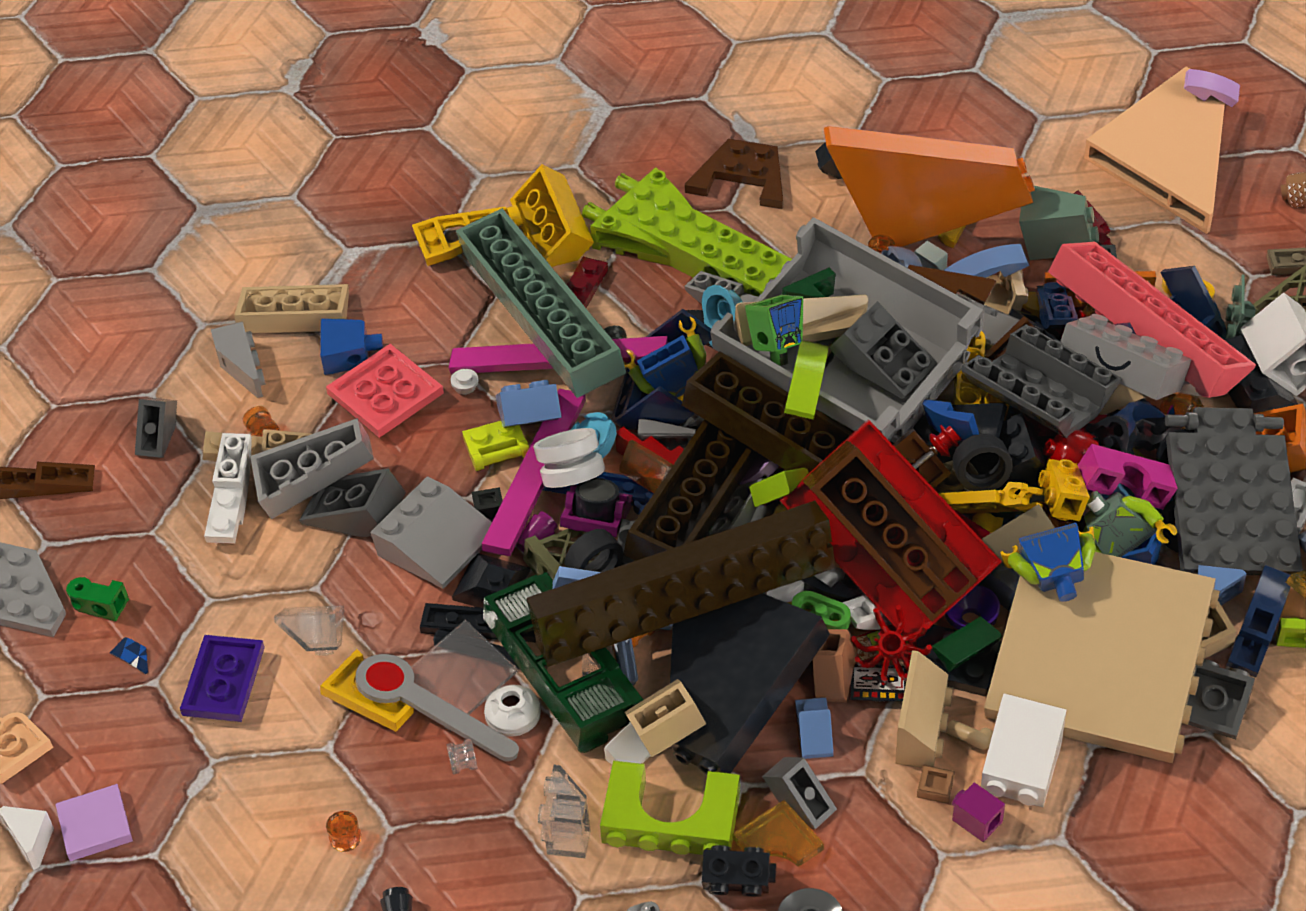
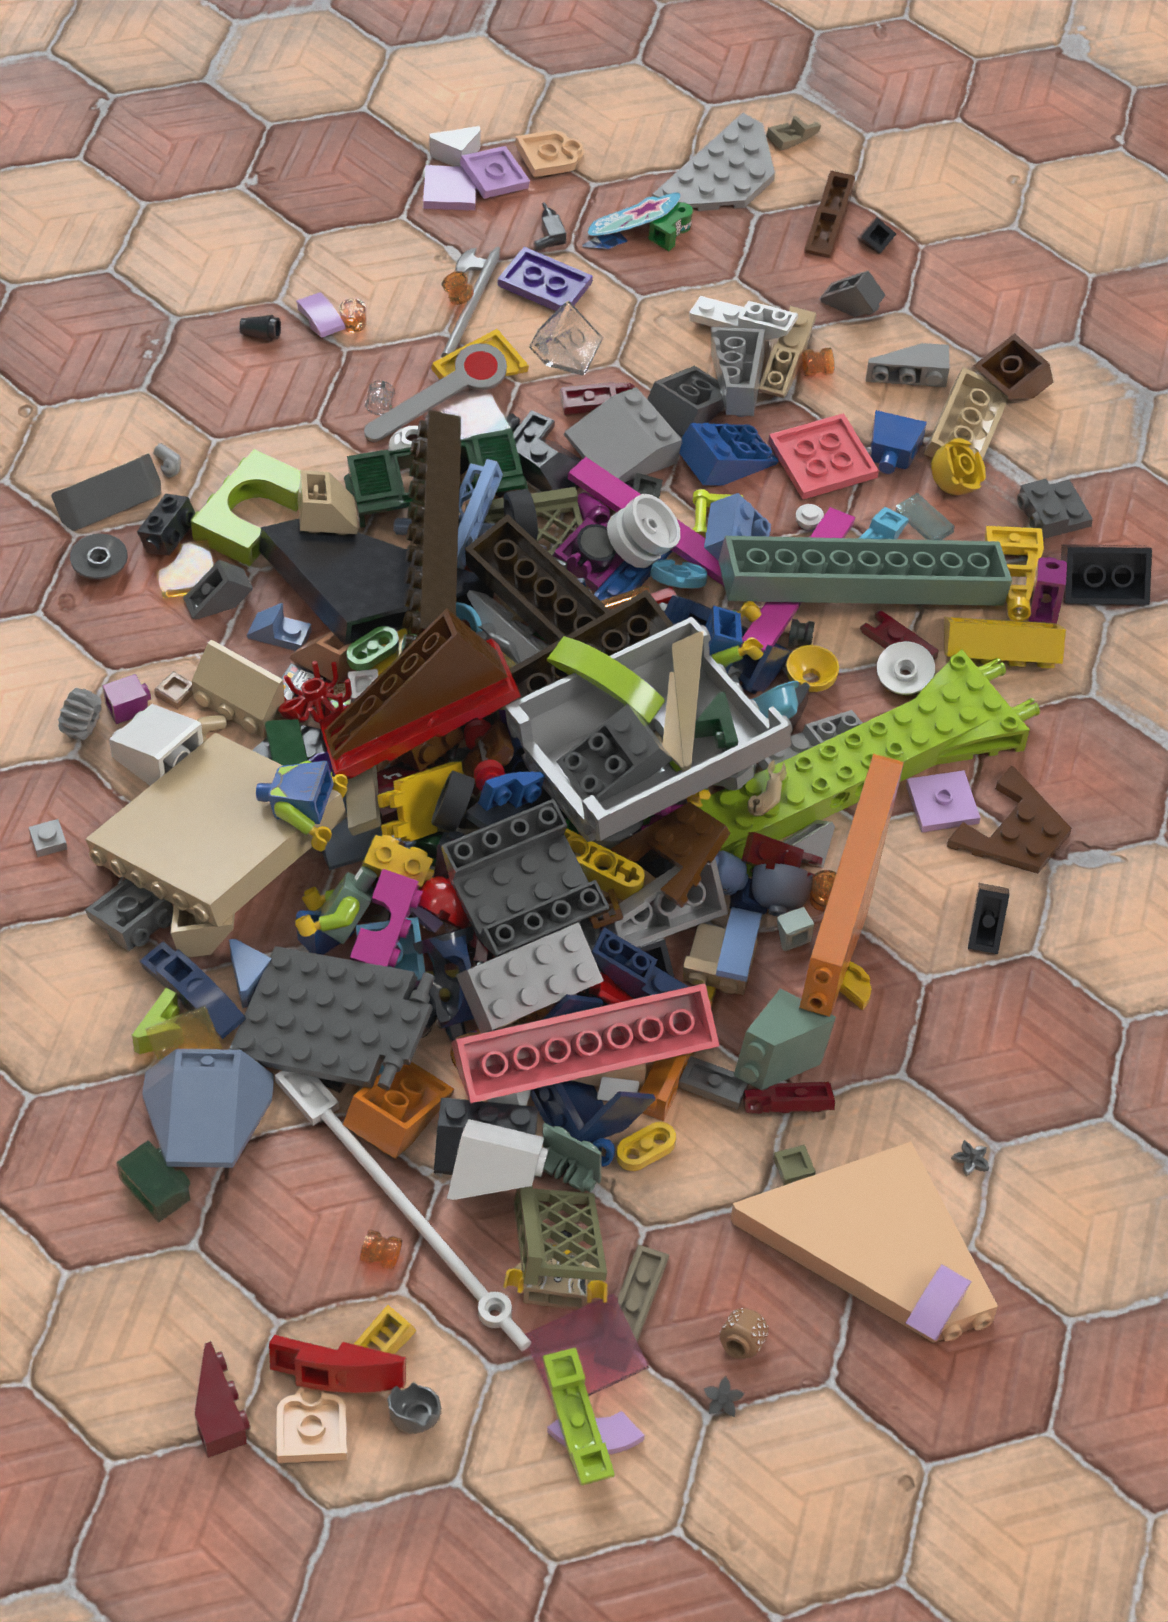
camera: 105 degrees right, 5 degrees up
(55, 435) = (877, 235): none -> black slope
(60, 781) = (494, 172): none -> lavender tile
(95, 629) = (634, 216): none -> sticker
(134, 702) = (552, 230): none -> piece
(213, 765) = (465, 263): none -> light grey piece
(222, 281) = (1016, 369): none -> reddish brown slope
(261, 743) = (457, 288): none -> clear orange wheel
(351, 863) = (321, 314): none -> lavender slope
(370, 289) = (958, 468): none -> yellow cylinder
(378, 229) = (1053, 507): none -> dark grey plate
(381, 580) = (589, 397): none -> hinge
(416, 454) = (724, 452): none -> blue slope
(427, 307) = (925, 518): none -> clear light blue tile
(442, 177) = (1107, 574): none -> black slope
(455, 329) = (885, 525): none -> medium azure slope
(481, 193) = (1050, 580): none -> magenta torso
(564, 816) = (278, 430): clear slope -> none
(618, 266) = (908, 657): none -> white dish
(648, 316) = (813, 660): none -> yellow piece
(744, 214) = (942, 801): none -> lavender plate
(776, 325) = (663, 651): torso -> none
(776, 486) = (514, 647): lime slope -> none
(1026, 834) = (79, 713): none -> light grey gear
(1064, 123) = (972, 1158): none -> dark grey plant
(1142, 205) = (793, 1164): none -> olive plate
(1172, 812) = (47, 838): none -> light grey plate

